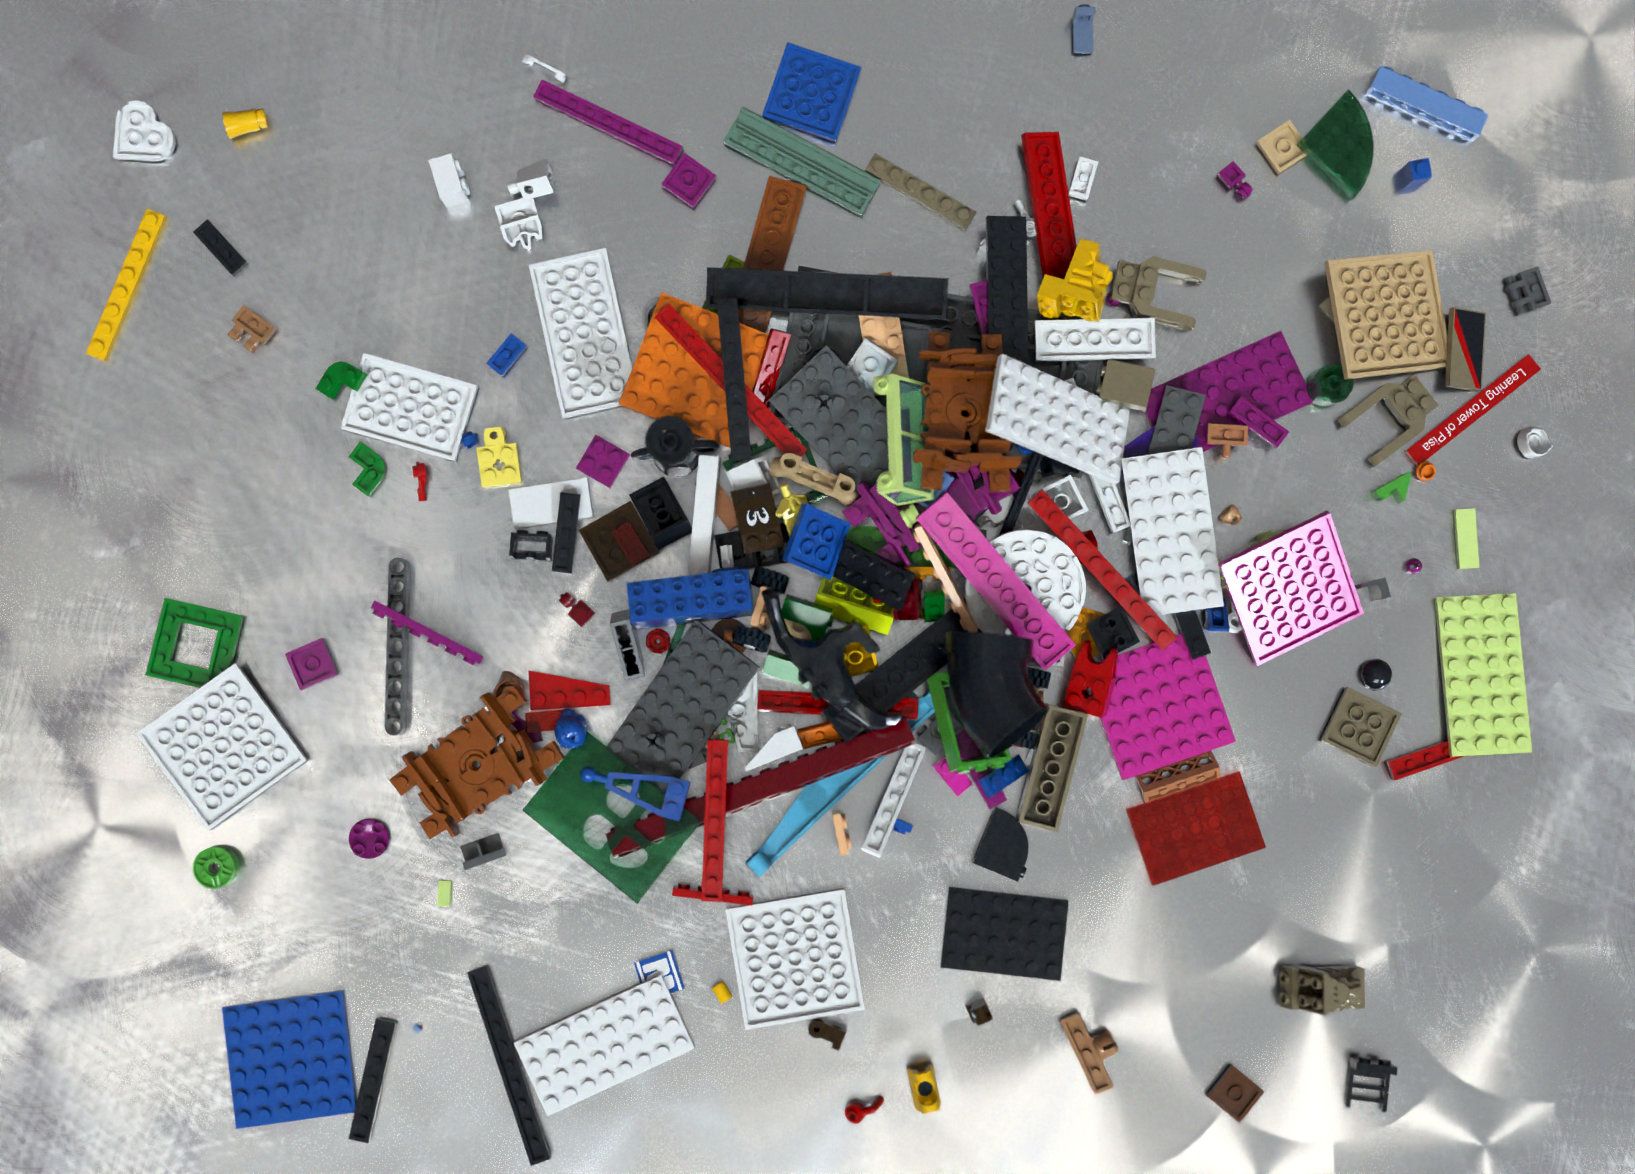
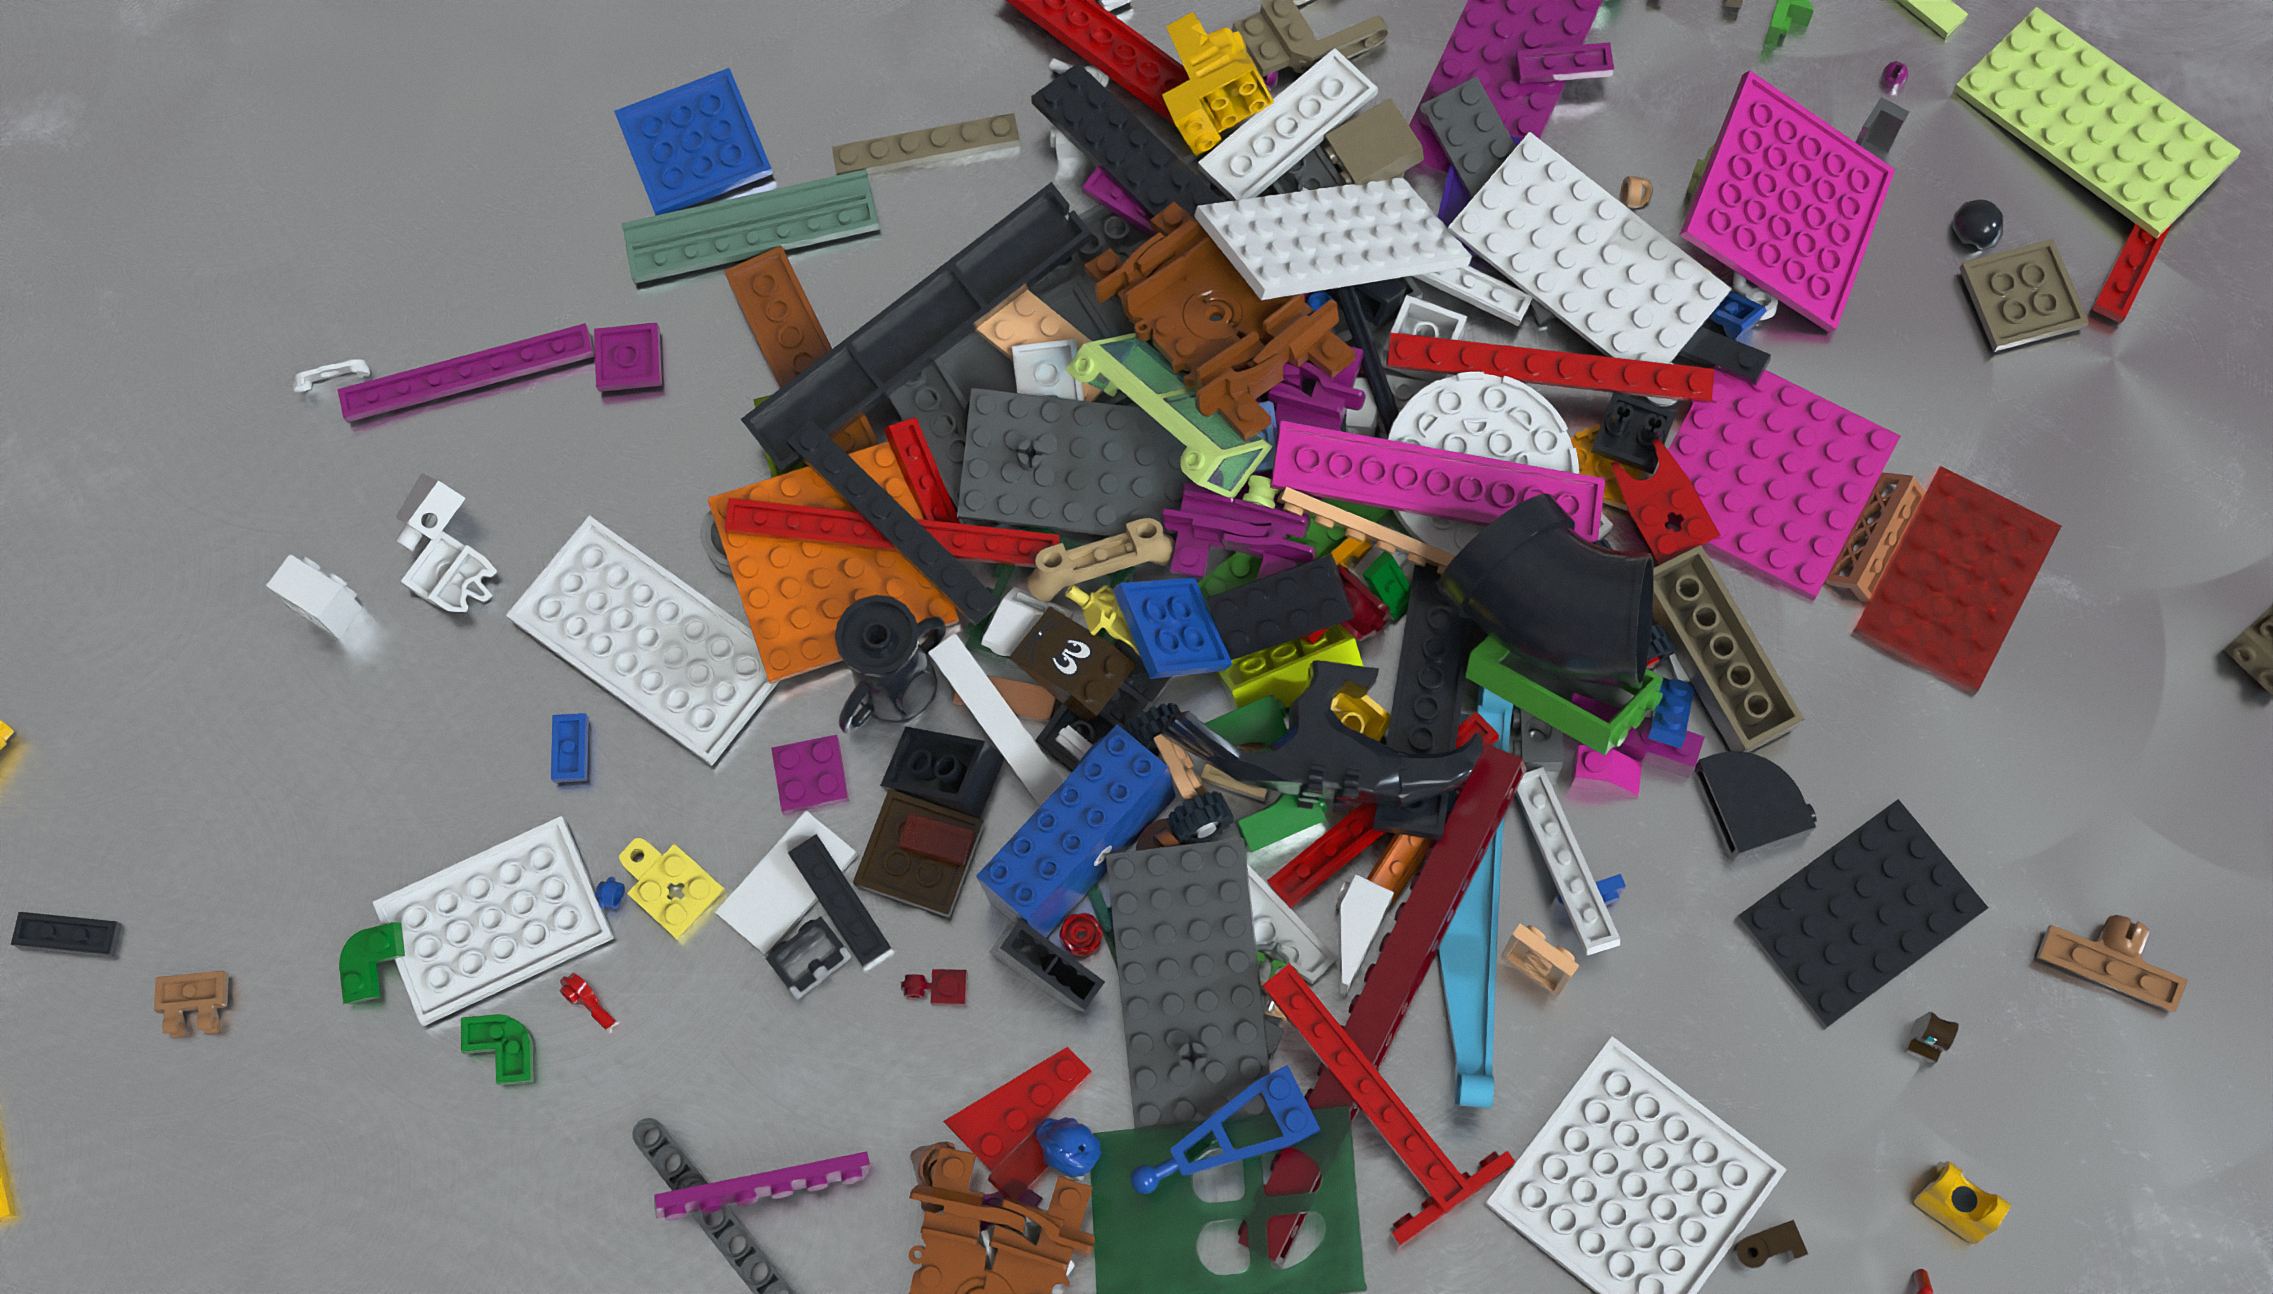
camera: 35 degrees left, 15 degrees down
(1226, 436) = (1544, 107): nougat plate -> none

